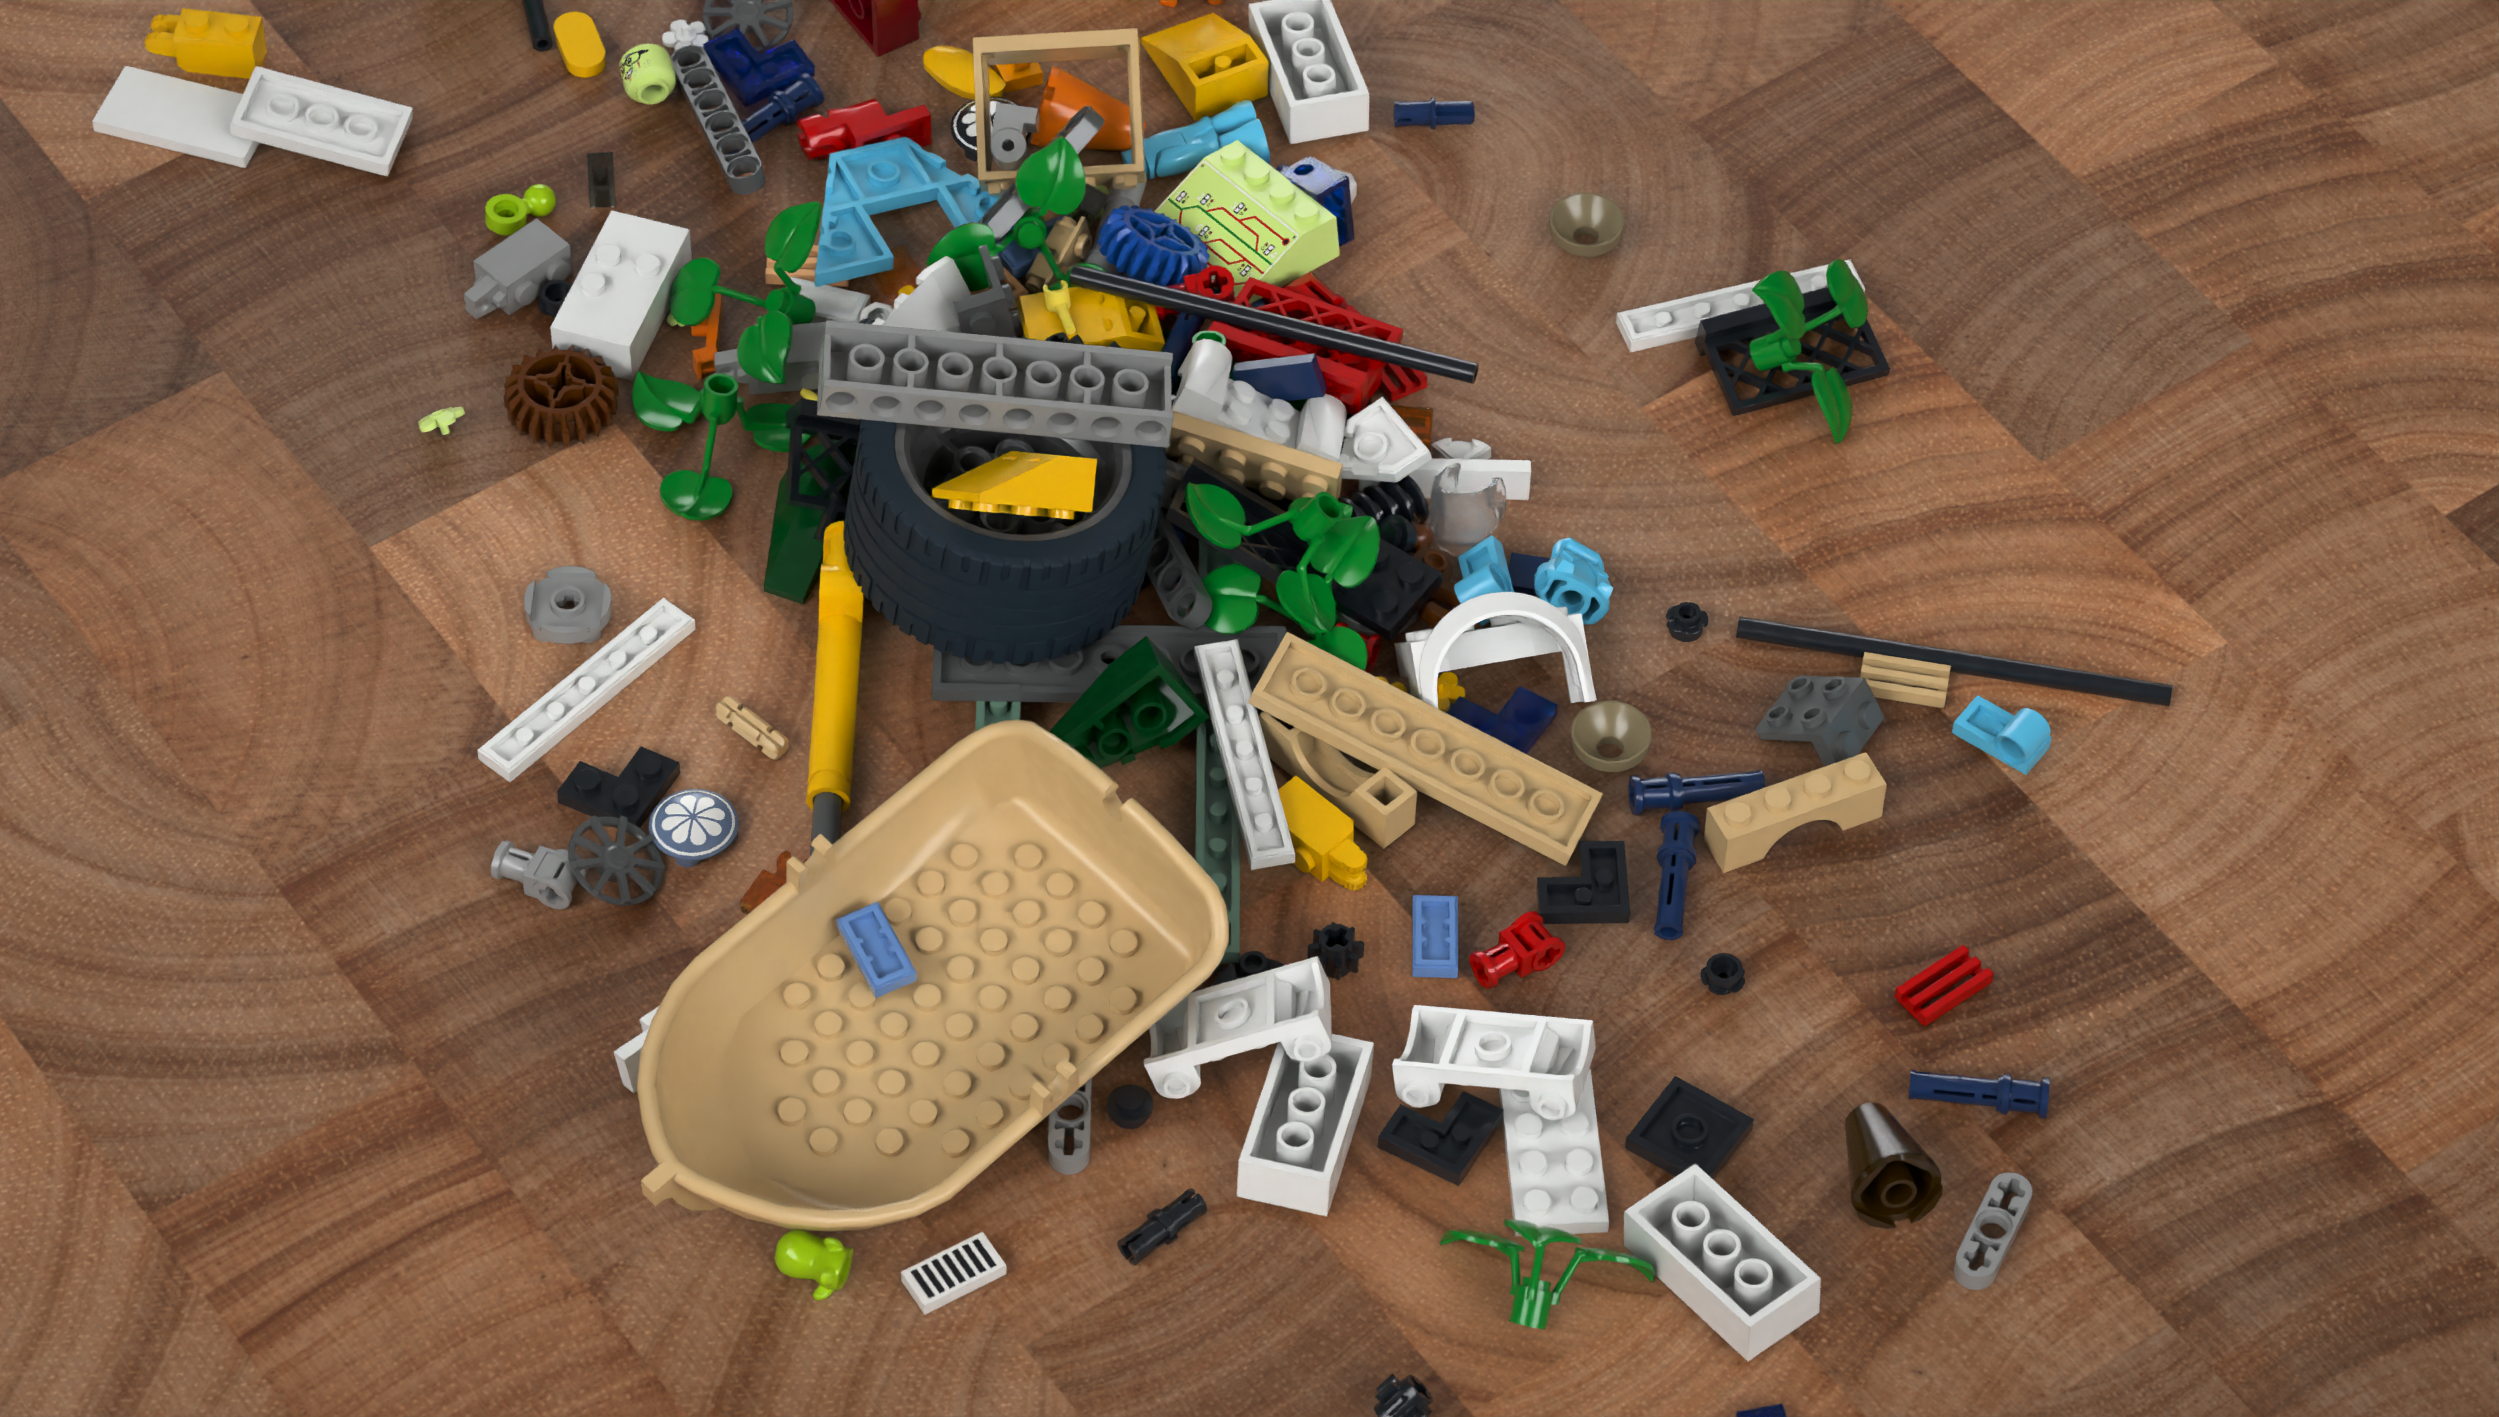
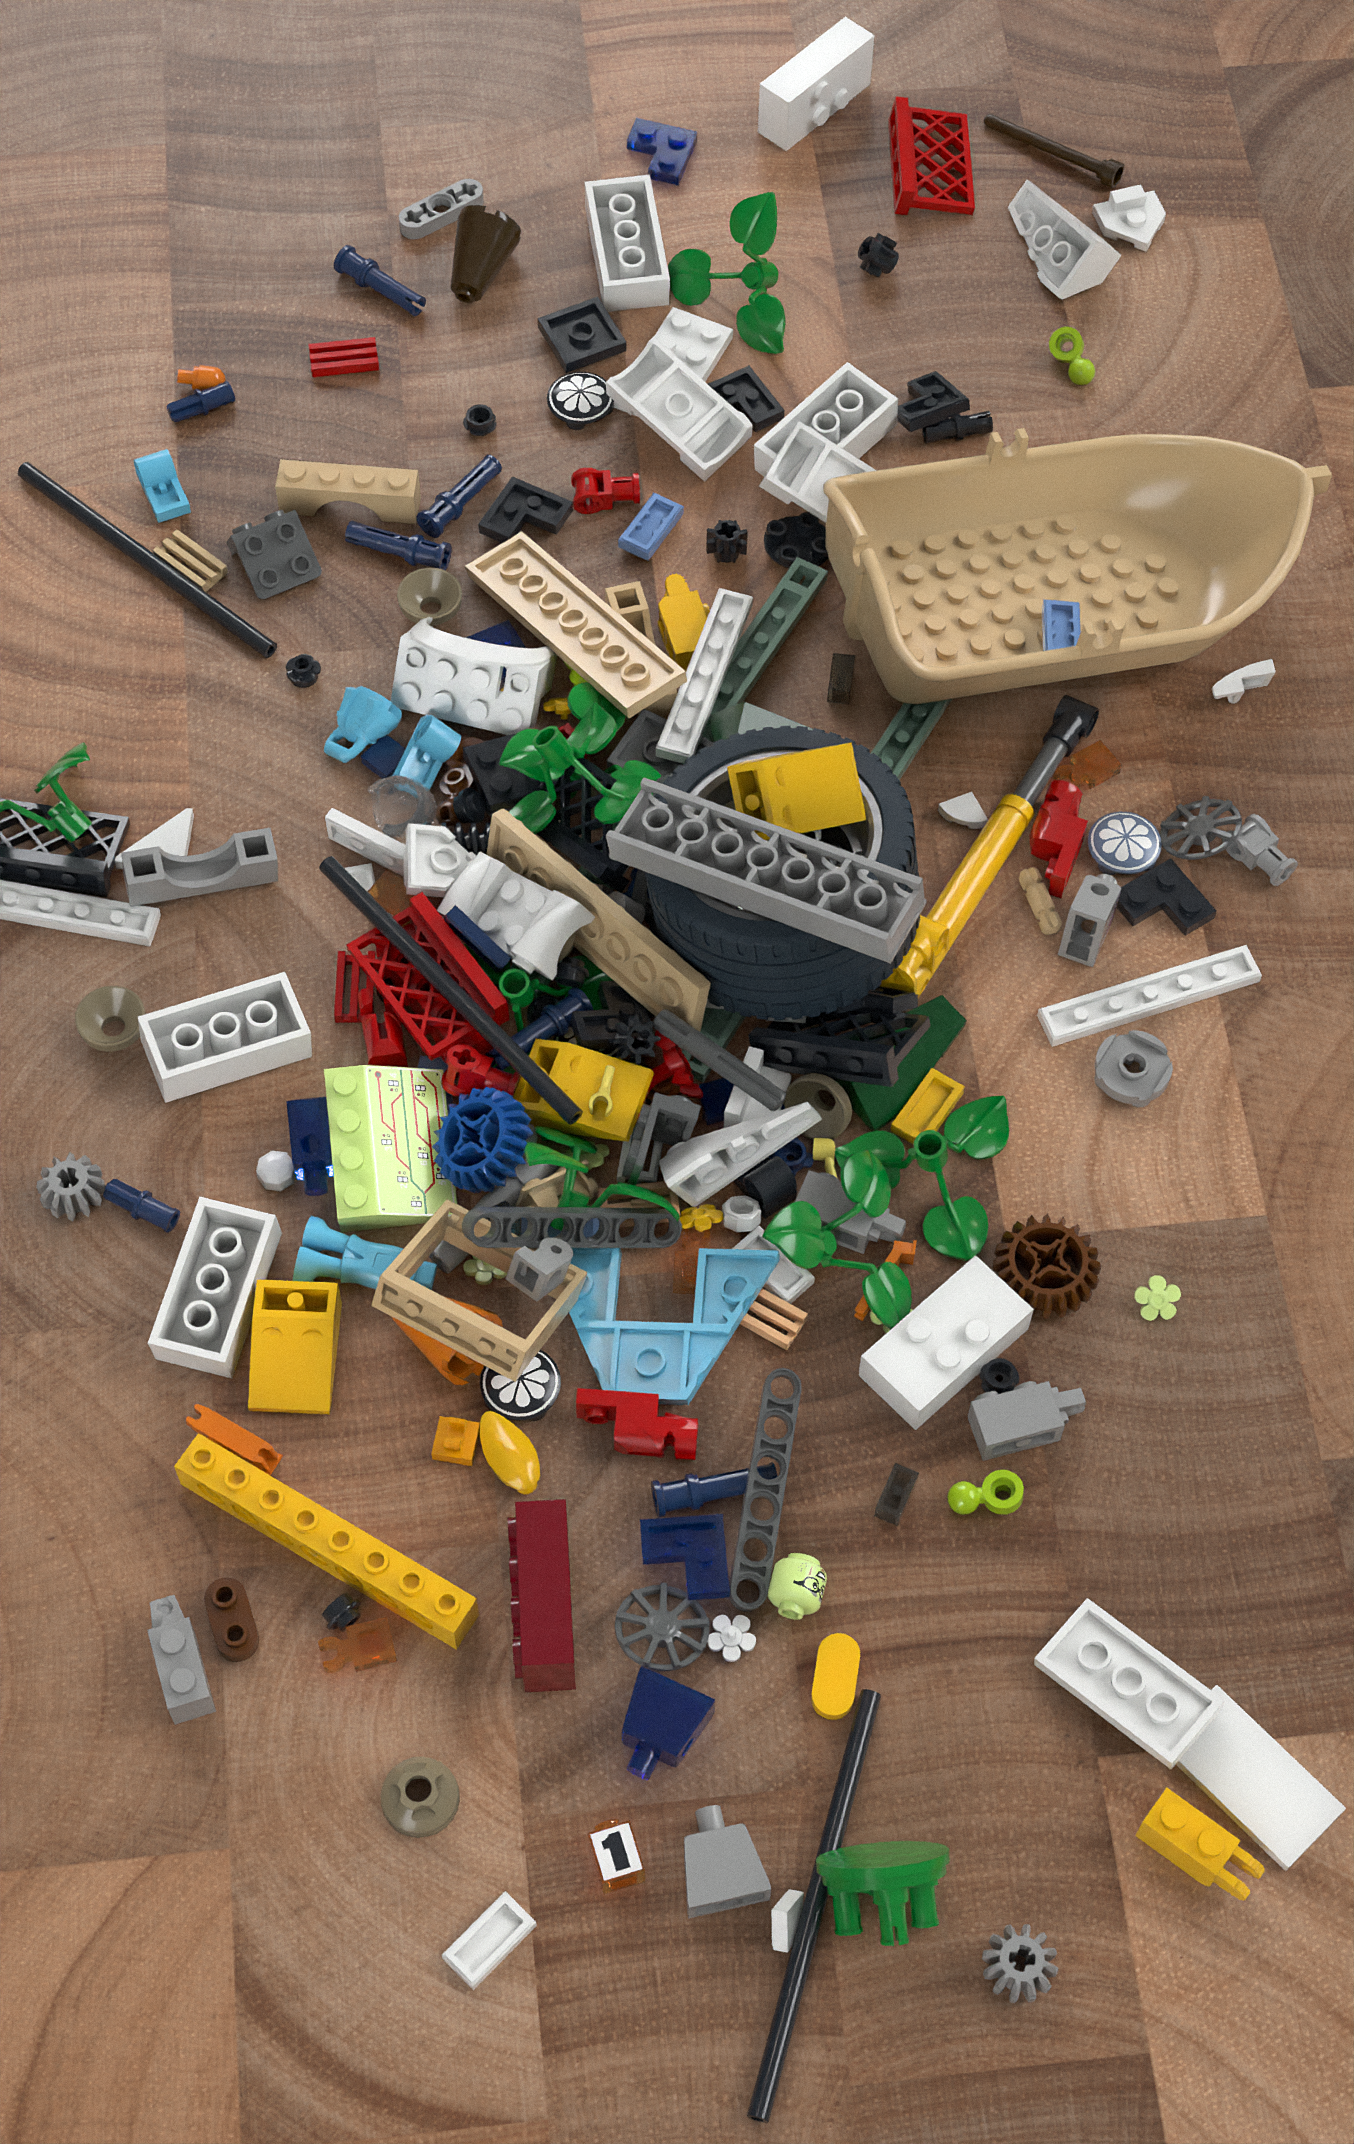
camera: 150 degrees left, 10 degrees up
(685, 708) = (1095, 902): none -> light grey torso
(755, 491) = (927, 1106): none -> yellow tile
(769, 793) = (1058, 833): none -> red plate
(882, 782) = (964, 811): none -> white tile
(1085, 1392) = (1080, 370): none -> lime plate
(1199, 1232) = (933, 402): none -> black tile
(1465, 249) = (225, 1037): none -> white brick
(1505, 94) = (77, 1198): none -> light grey gear
(1633, 1060) = (579, 399): none -> dish
(1648, 343) = (241, 862): none -> light grey arch
(1677, 400) = (171, 836): none -> white tile
(2050, 853) = (201, 402): none -> dark blue axle
(2074, 881) = (201, 377): none -> orange cylinder

